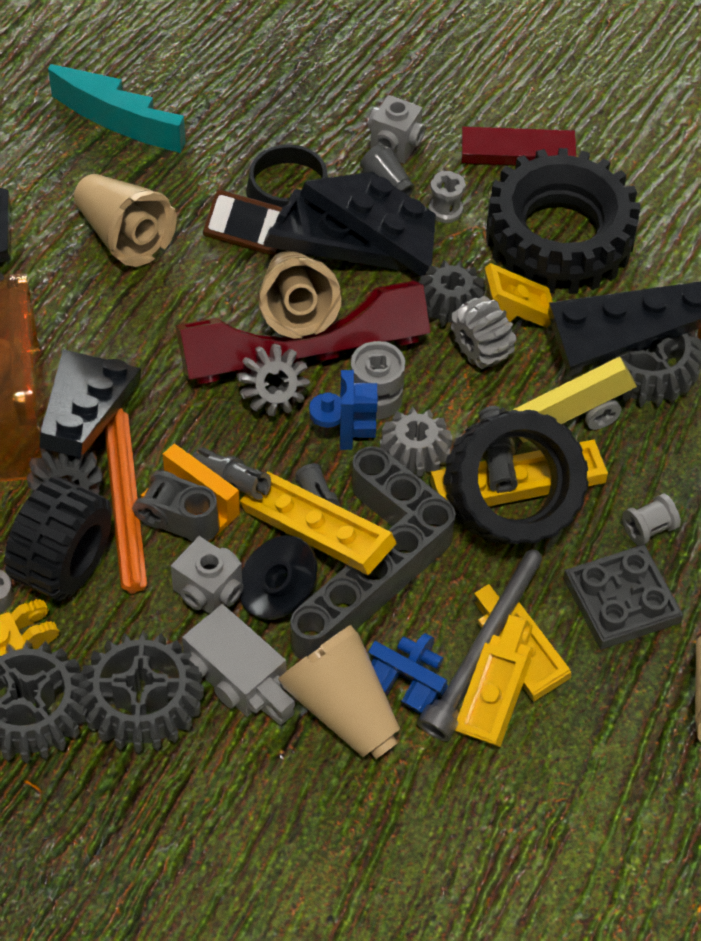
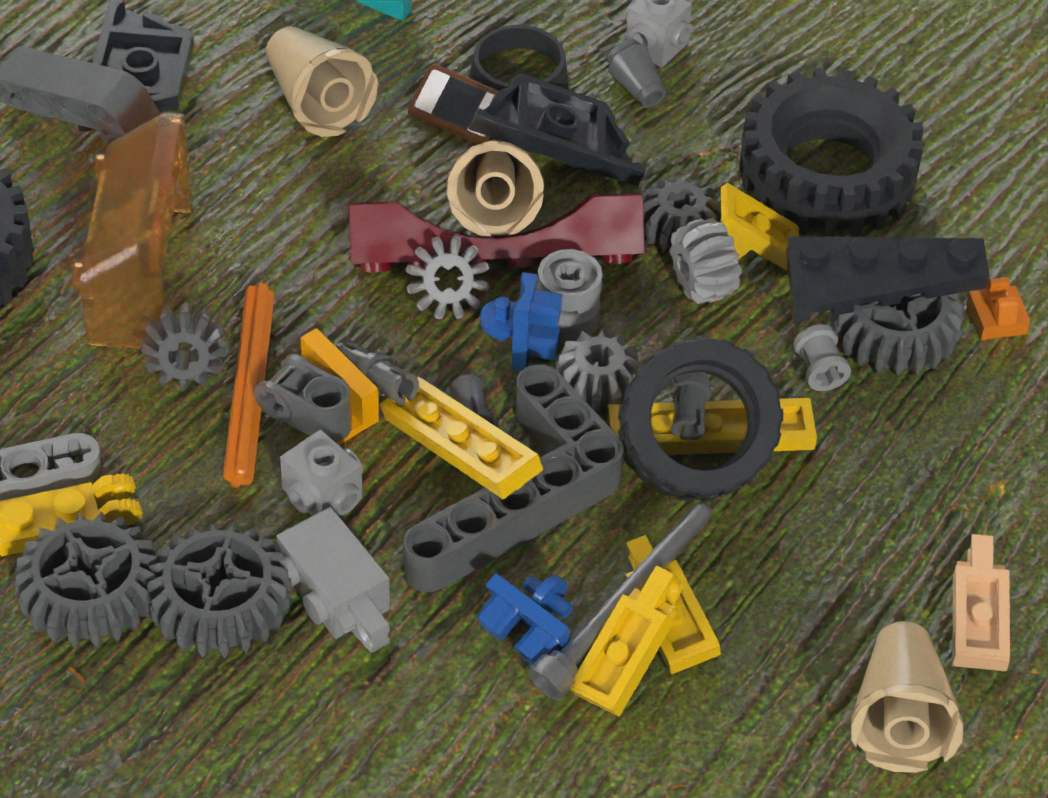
camera: 10 degrees right, 5 degrees down
(58, 538) = (160, 407): black tyre -> none
(84, 401) = (226, 267): black wing -> none
(278, 577) = (403, 491): black dish -> none
(345, 693) = (447, 622): tan cone -> none
(378, 214) = (613, 115): black wing -> none
(447, 196) = (700, 109): light grey bush -> none
(505, 145) = (774, 59): dark red tile -> none
(583, 392) = (807, 341): light yellow tile -> none
(622, 596) = (804, 577): dark grey tile -> none
(651, 519) = (857, 496): light grey bush -> none

